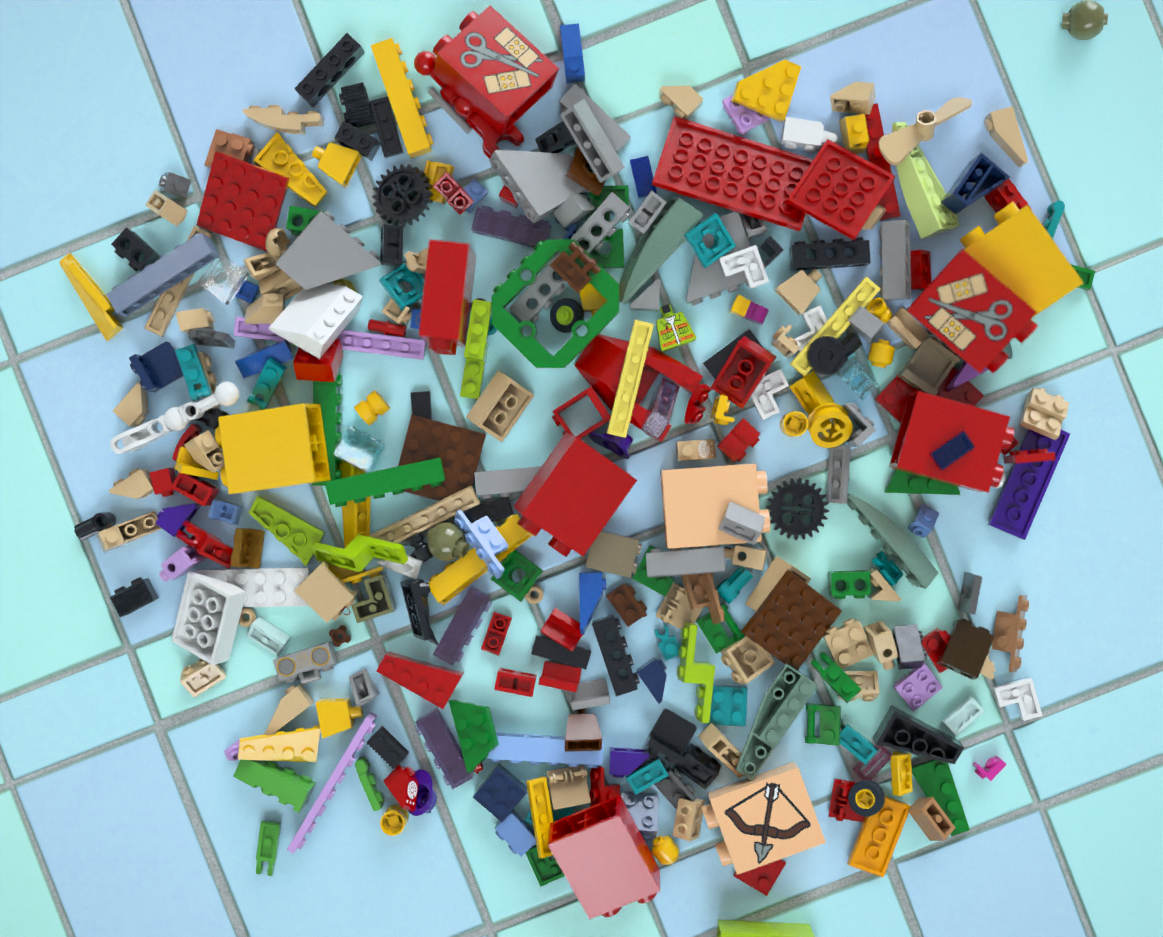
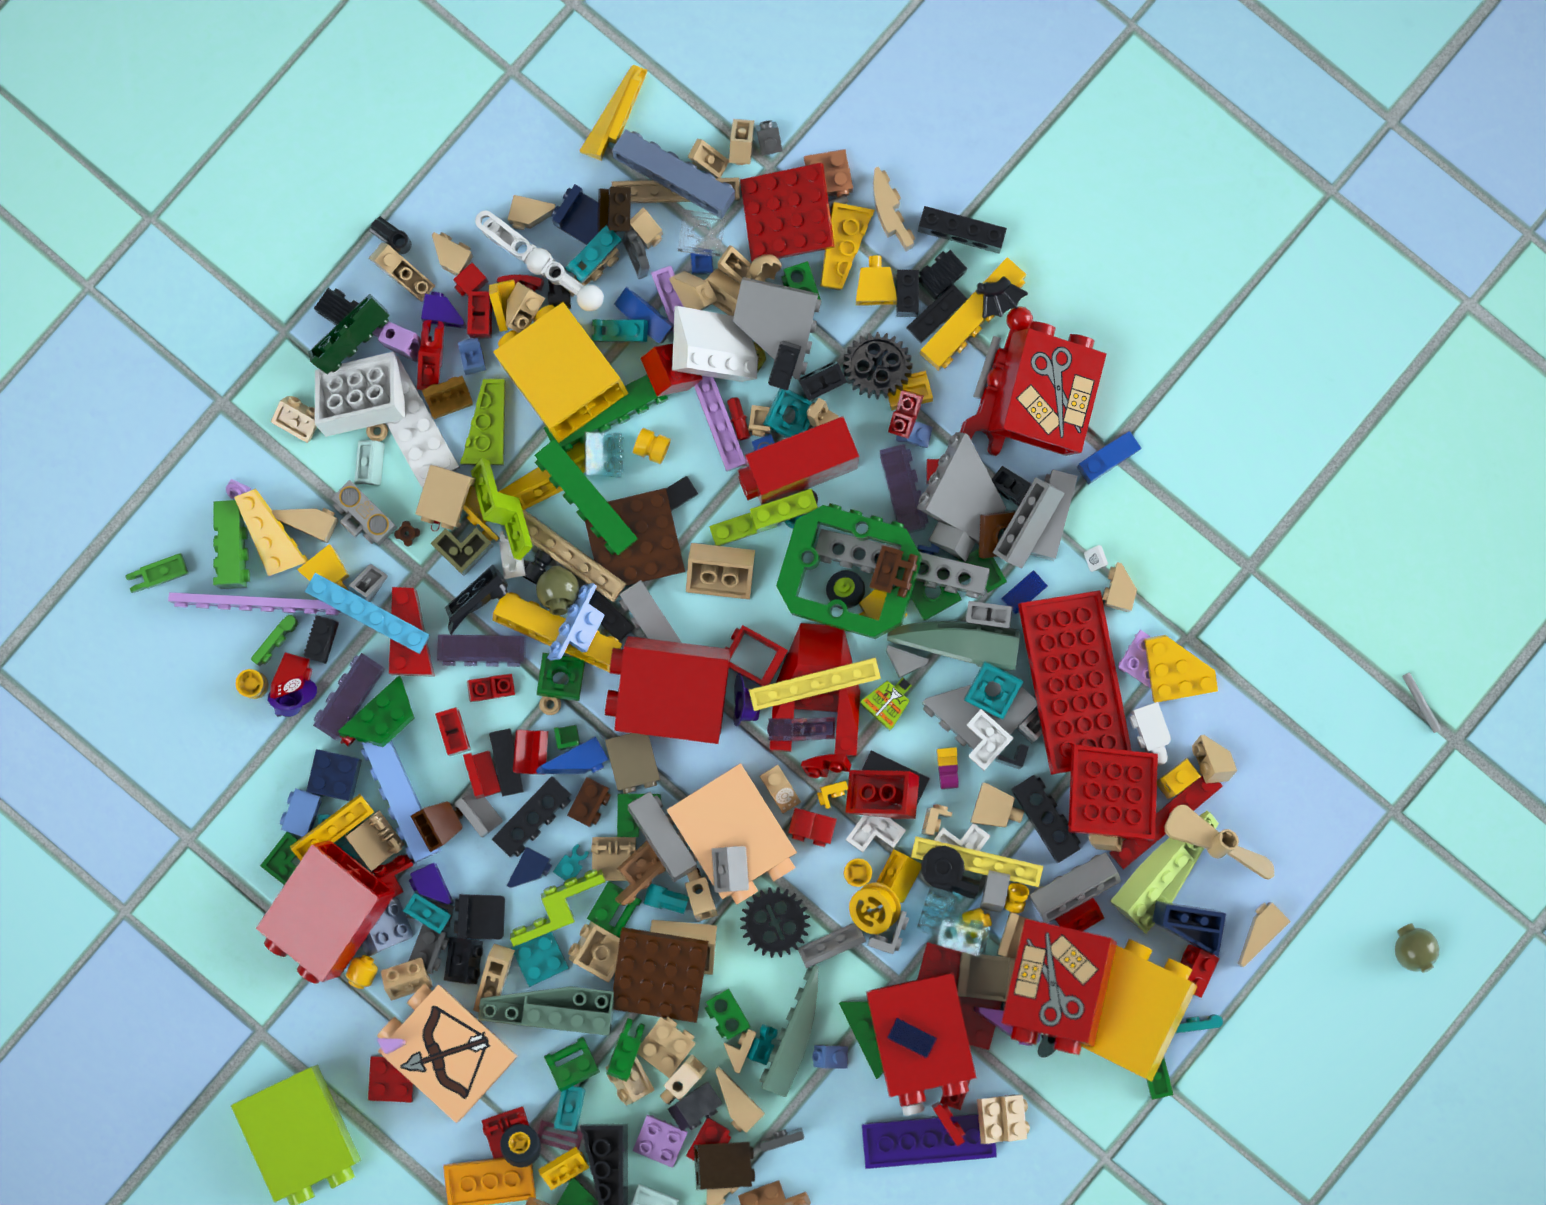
camera: 70 degrees right, 5 degrees down
(137, 247) = (687, 134): black brick -> none
(155, 601) = (348, 334): none -> dark green wedge
(164, 336) = (614, 209): none -> dark brown panel
(165, 241) = (708, 158): none -> tan slope
(363, 267) = (784, 365): none -> black brick
(386, 702) = (367, 613): none -> medium azure plate
(399, 67) = (999, 296): none -> black arm
(567, 594) = (567, 737): none -> green panel
(646, 105) = (1095, 558): none -> white slope
(738, 864) = (390, 1045): none -> lavender slope
(893, 371) = (963, 940): none -> clear light blue brick
(927, 610) = (740, 1106): none -> tan slope

